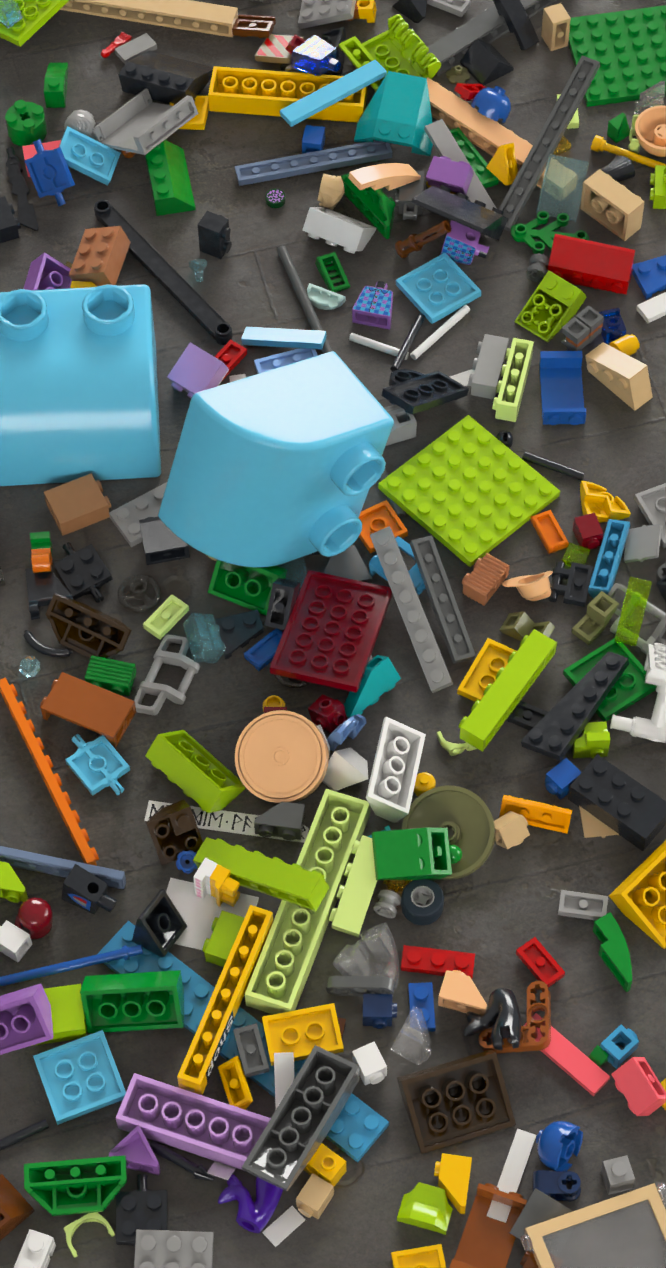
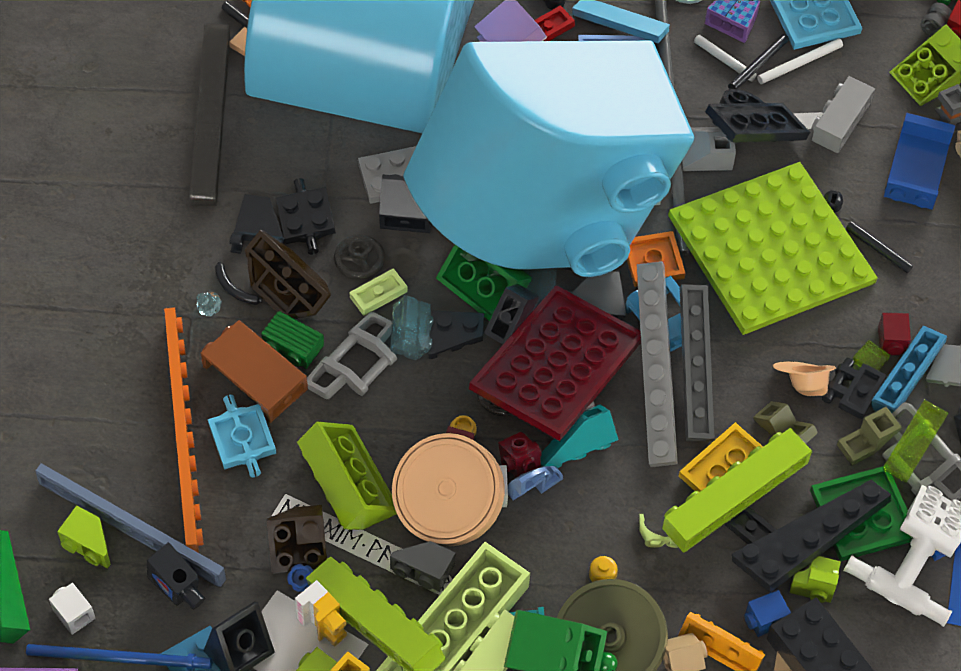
camera: 15 degrees right, 0 degrees up
(35, 916) = (107, 589): dark red helmet -> none
(41, 551) = (267, 181): leg -> none
(77, 504) = (327, 139): medium nougat brick -> none
(264, 651) = (470, 363): blue tile -> none
(345, 769) = (518, 525): white slope -> none
(394, 770) = (571, 544): white slope -> none
(485, 578) = (755, 353): nougat brick -> none
(514, 379) = (865, 136): yellowish green brick -> none
(549, 531) = (849, 320): orange tile -> none
(598, 501) = (921, 305): yellow brick -> none

